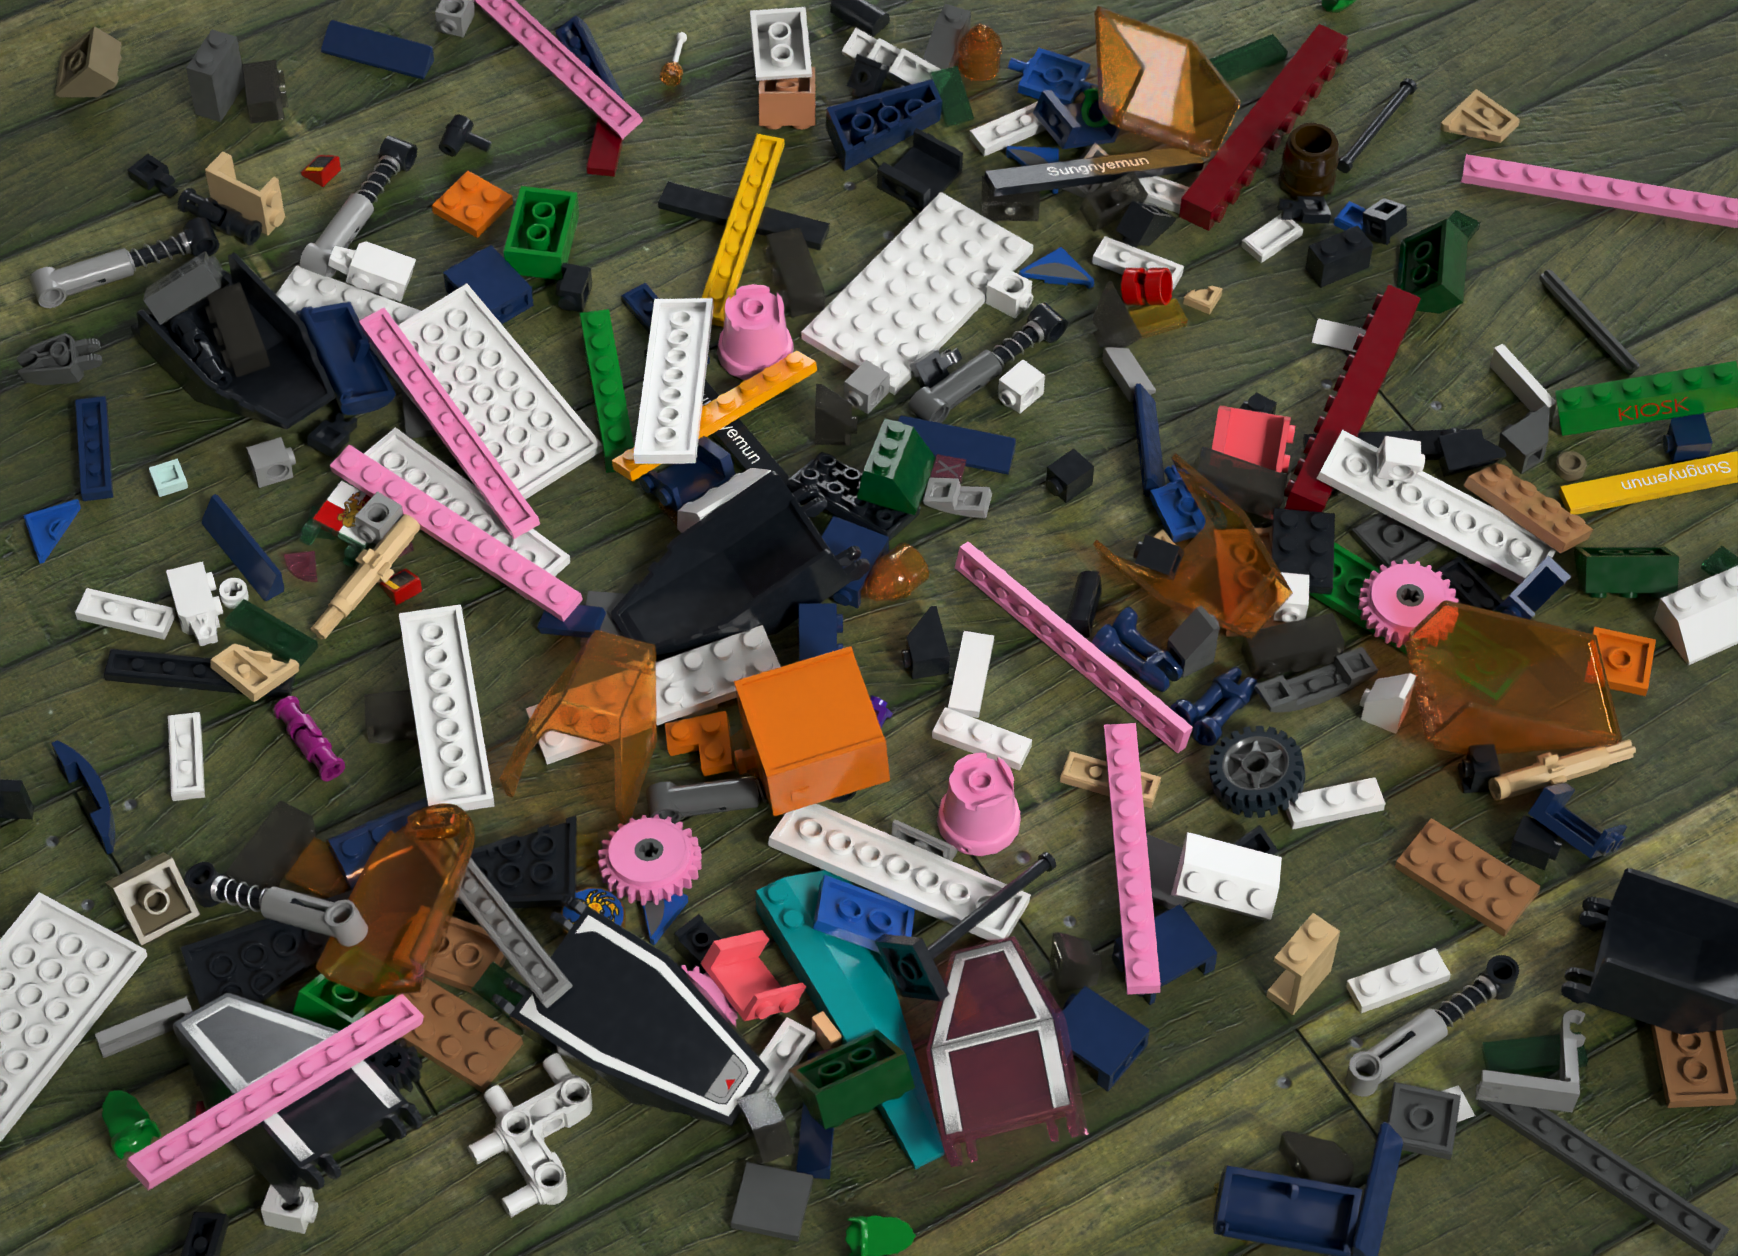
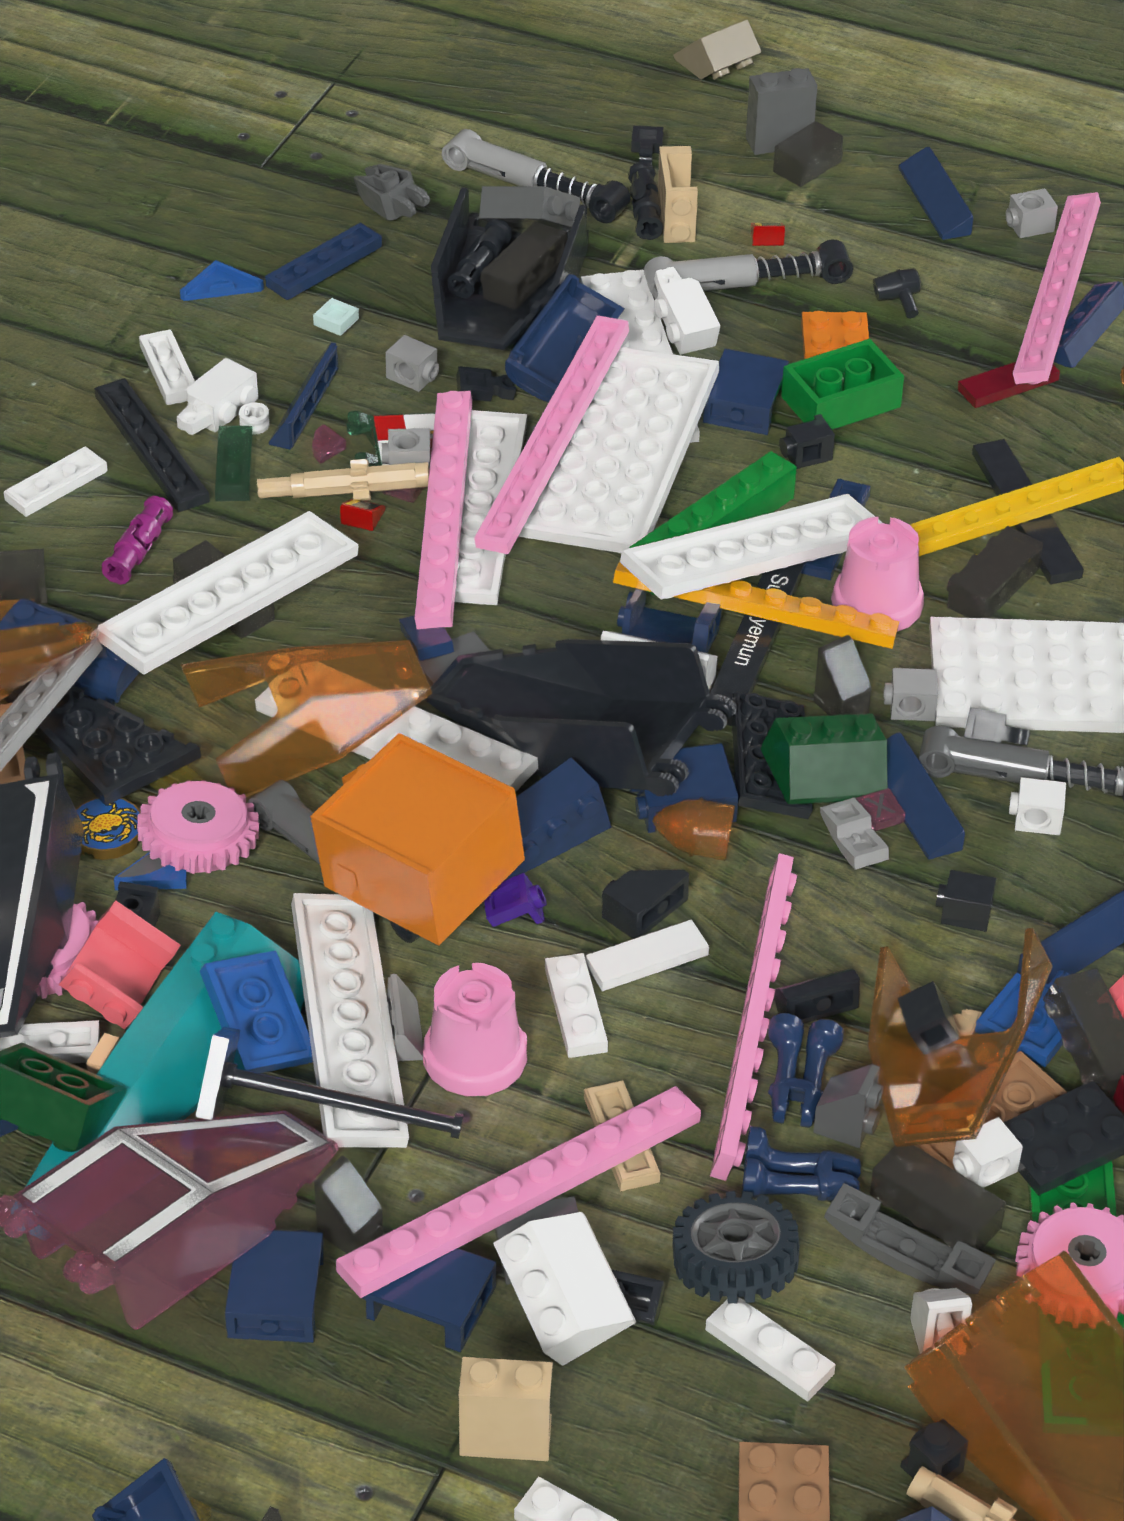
camera: 55 degrees right, 10 degrees down
(252, 671) = (172, 464): tan wing -> none

